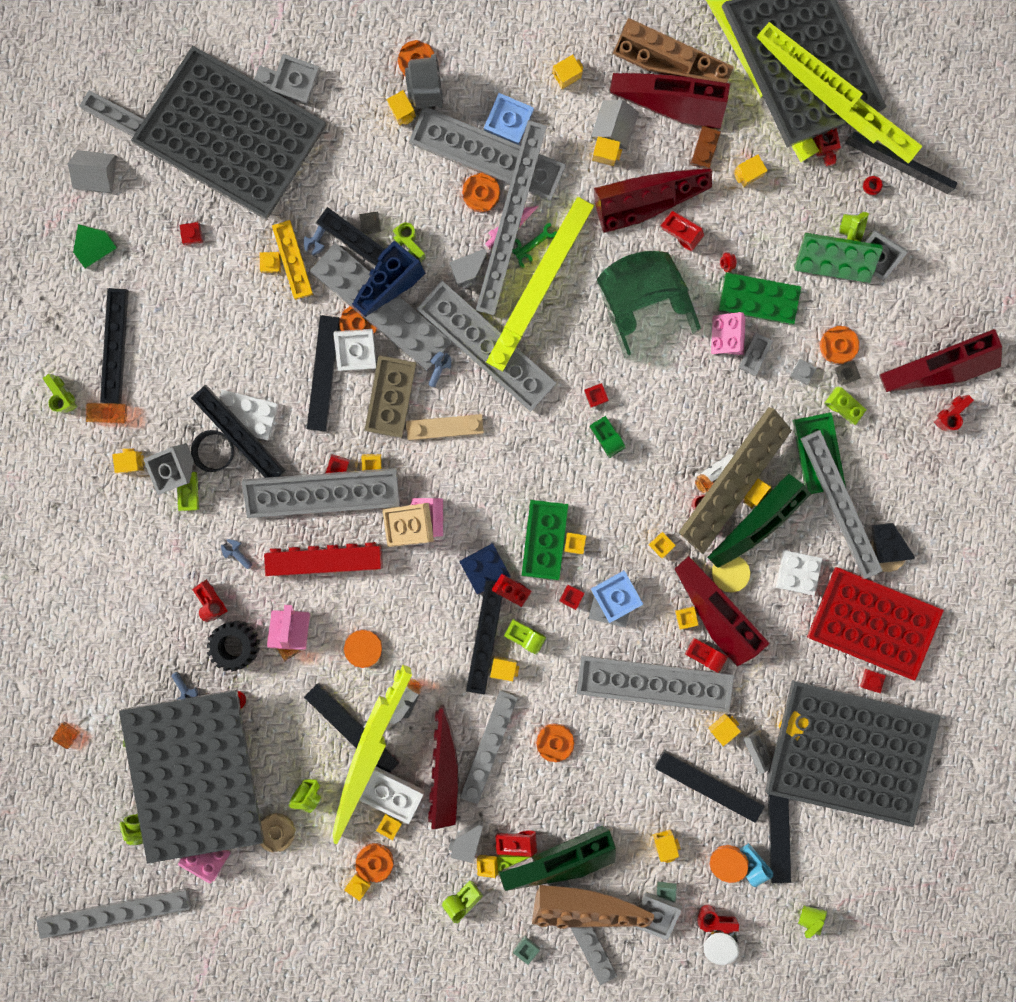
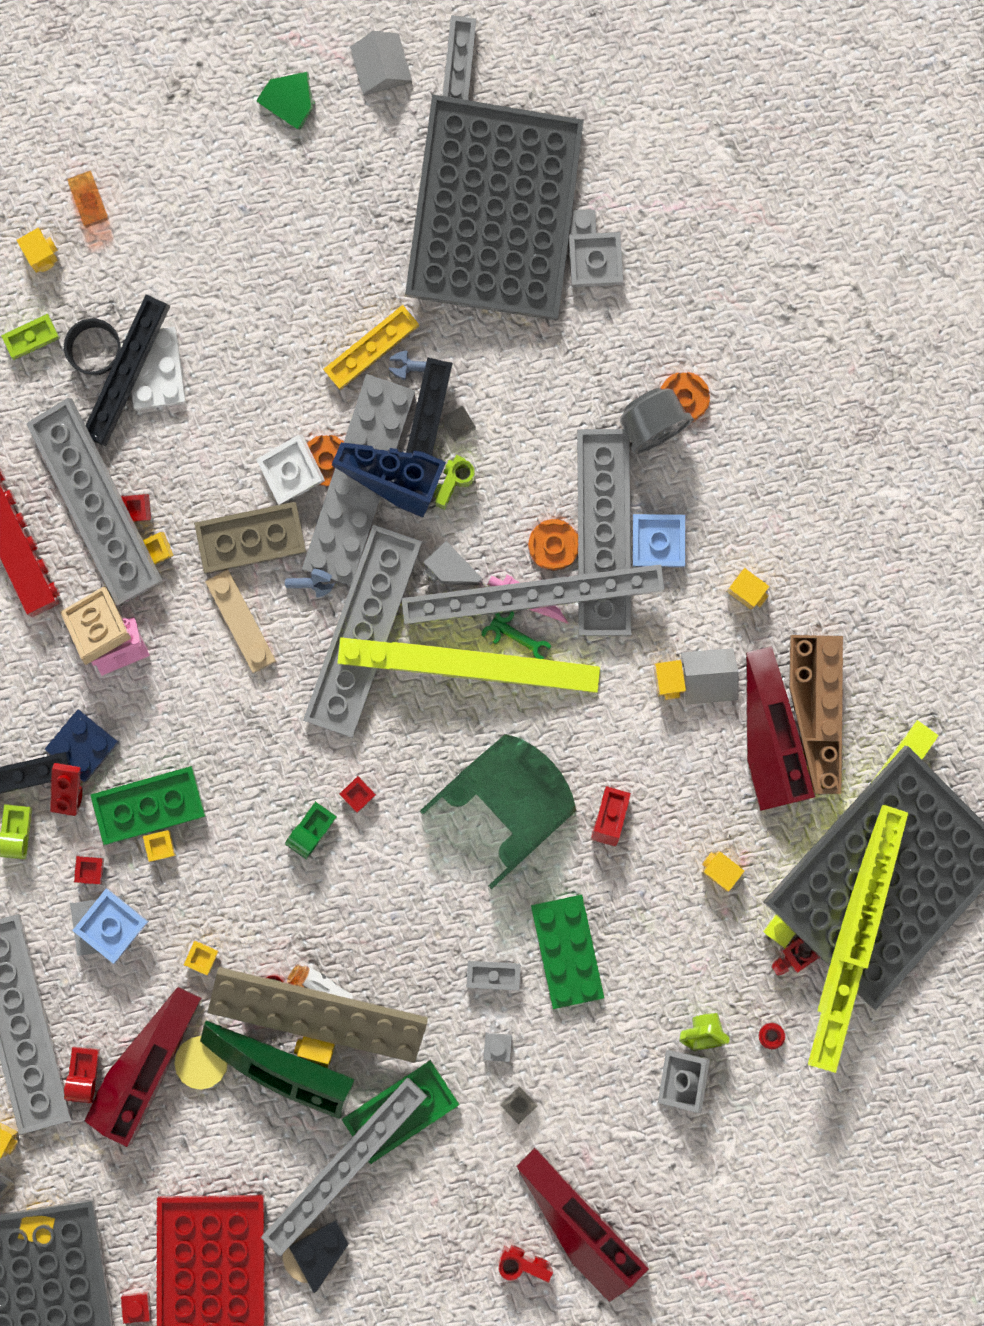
camera: 65 degrees right, 5 degrees down
(56, 386) = (96, 125): lime plate -> none
(114, 346) = (175, 175): black tile -> none
(170, 468) = (48, 305): light grey slope -> none
(191, 233) = (353, 211): red plate -> none
(270, 262) = (357, 321): yellow plate -> none
(323, 374) = (244, 443): black tile -> none
(401, 108) = (613, 402): yellow brick -> none
(646, 196) = (634, 754): dark red wedge -> none
(686, 617) = (120, 1028): yellow plate -> none
(705, 147) = (728, 802): dark orange plate -> none
(728, 262) = (595, 891): red plate -> none
(728, 334) = (504, 930): bright pink bracket -> none
(798, 572) = (237, 1151): white plate -> none
(838, 257) = (658, 1029): green plate -> none
(839, 345) = (551, 1080): orange tile -> none
(845, 405) = (475, 1120): lime plate -> none
(913, 169) = (813, 1086): black tile -> none

